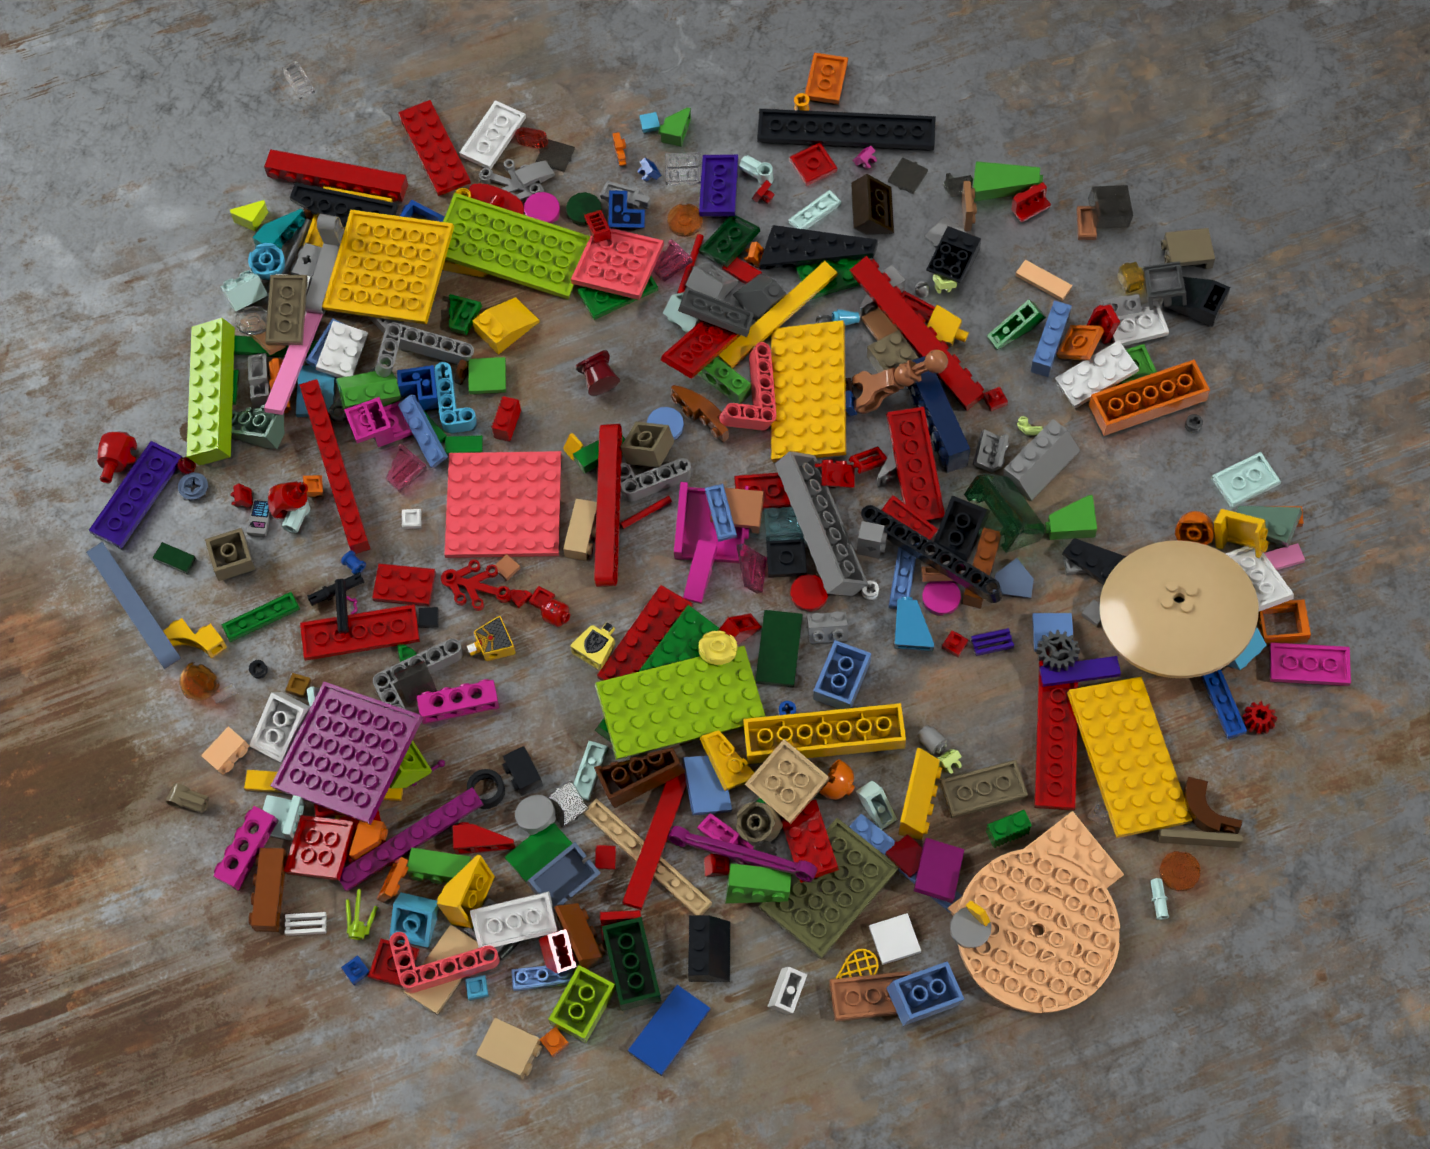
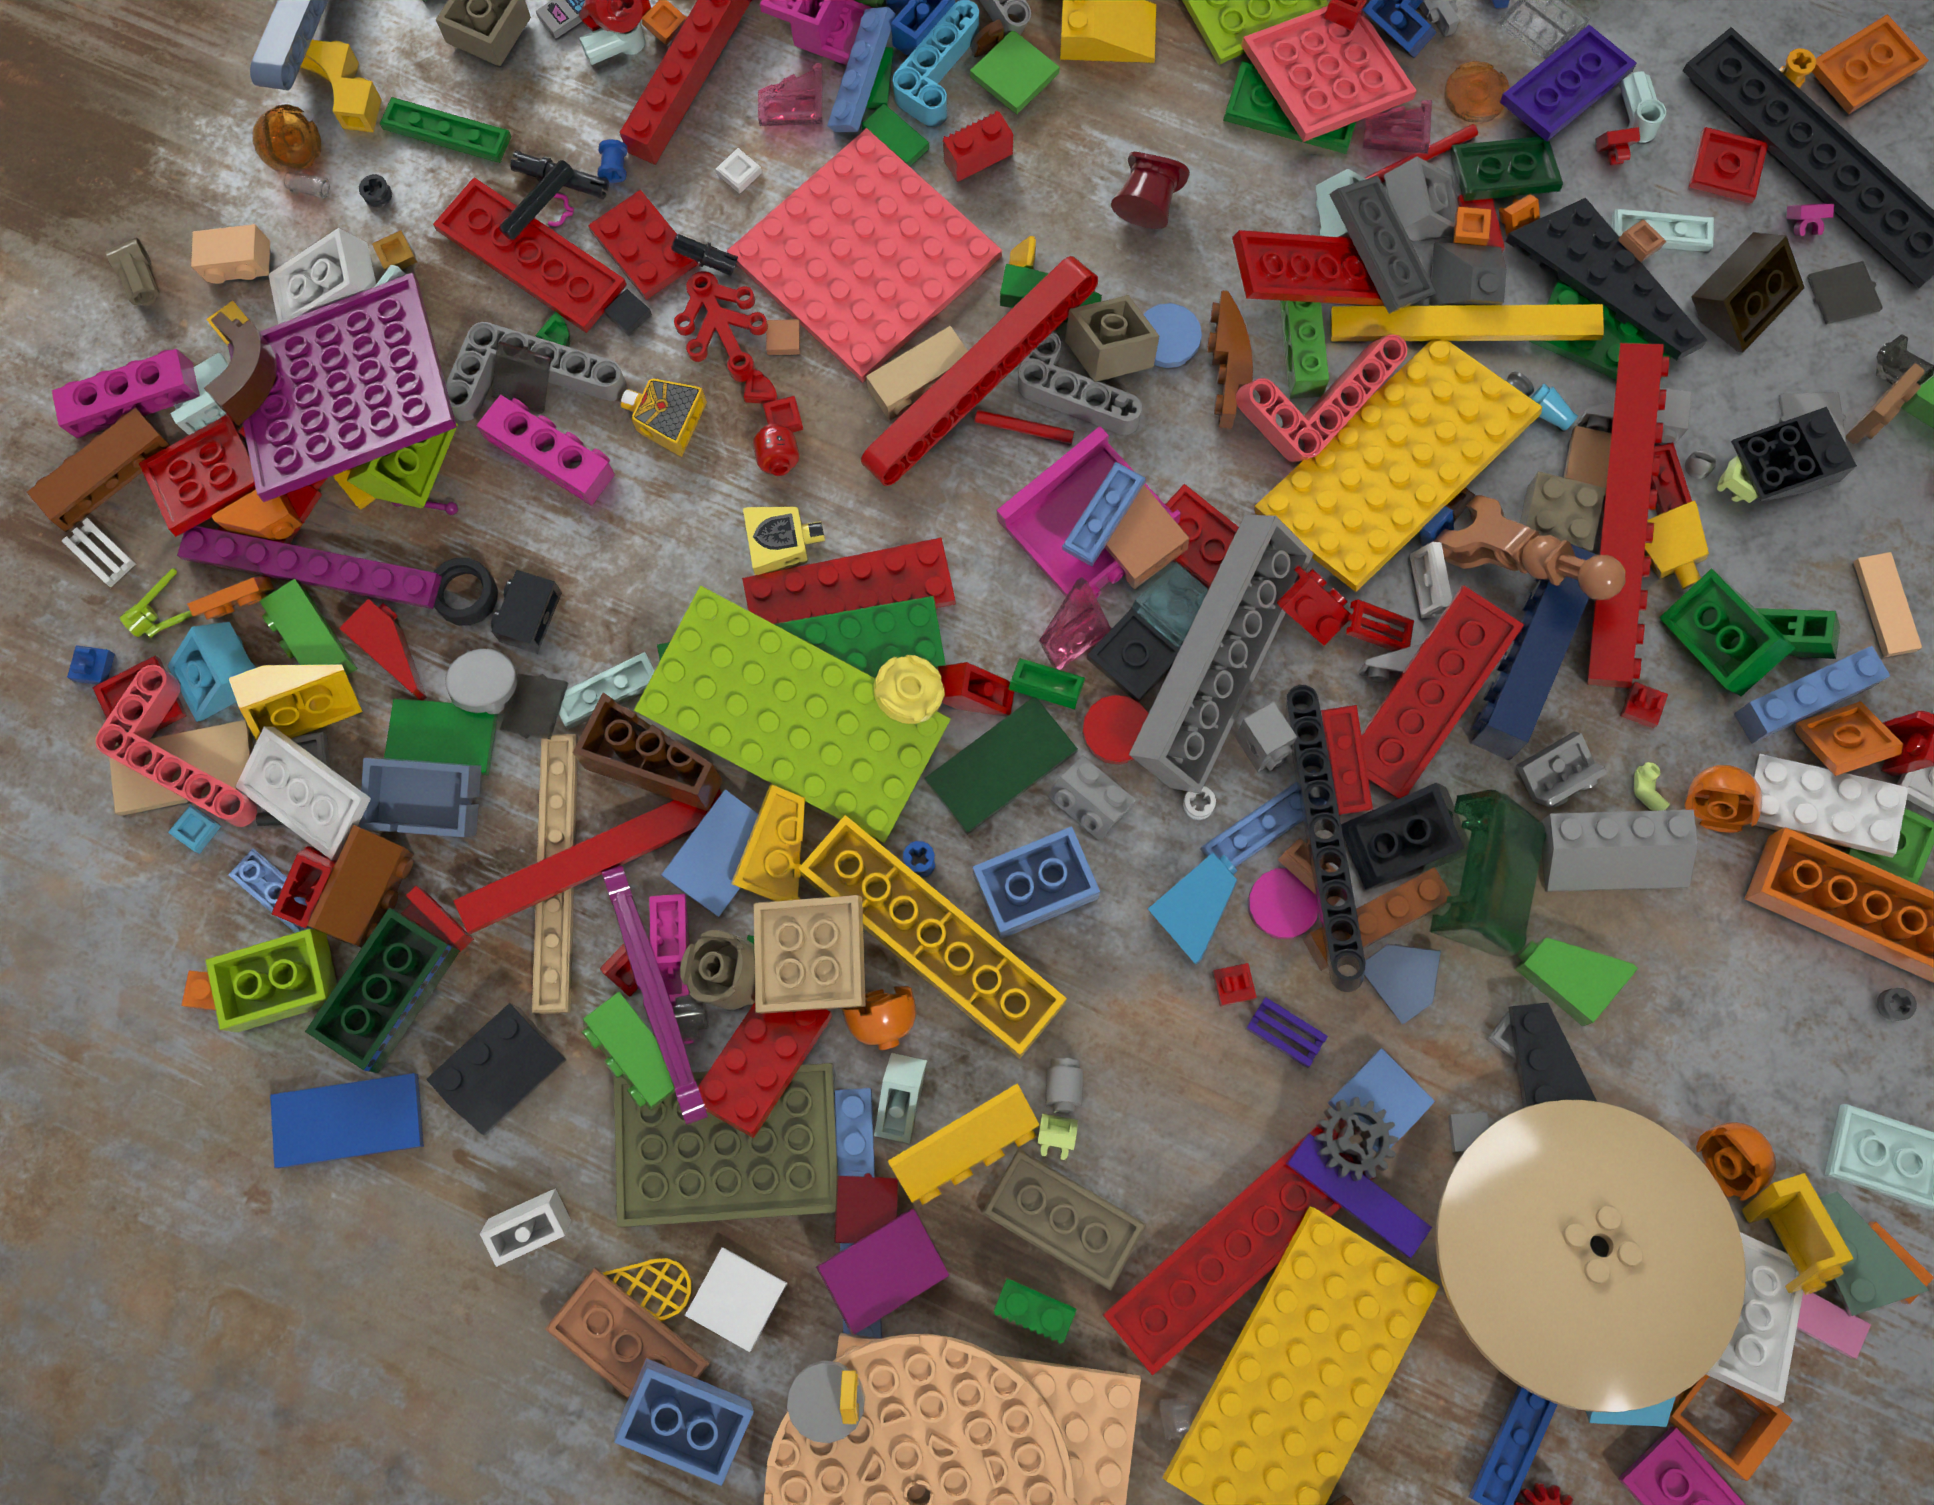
camera: 45 degrees right, 10 degrees up
(307, 789) = (249, 374): none -> reddish brown arch
(438, 563) = (705, 254): none -> black axle
(509, 1049) = (141, 946): tan brick -> none
(605, 857) = (507, 821): red slope -> none
(700, 571) = (1007, 567): dark pink slope -> none
(741, 274) = (1472, 226): none -> orange plate
(763, 600) = (1046, 683): none -> green tile
(812, 222) = (1642, 240): none -> nougat tile
(869, 422) = (1431, 579): none -> white tile
(997, 343) = (1726, 633): none -> green slope
(1059, 405) = (1725, 798): none -> orange cylinder

